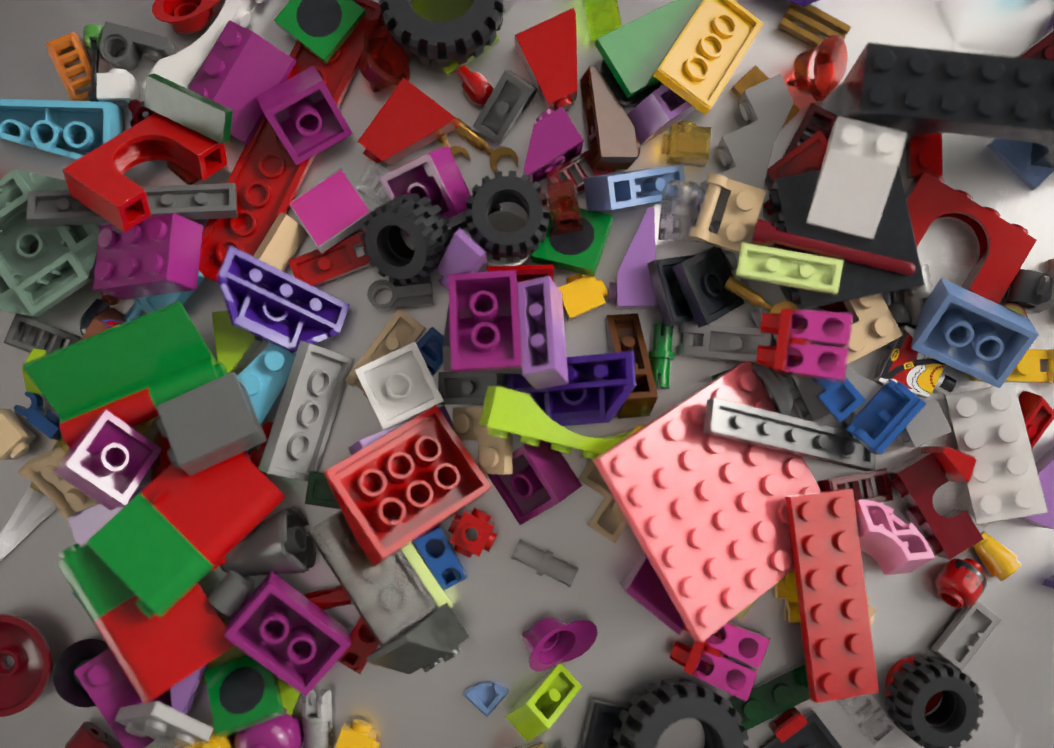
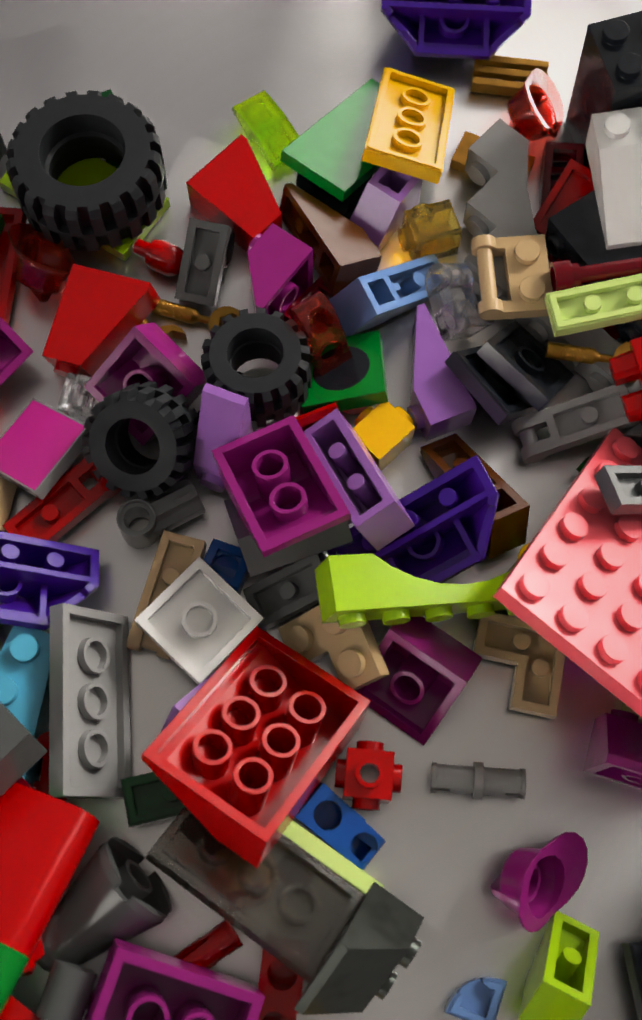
camera: 20 degrees left, 15 degrees down
(661, 354) = (504, 461): green pin -> none

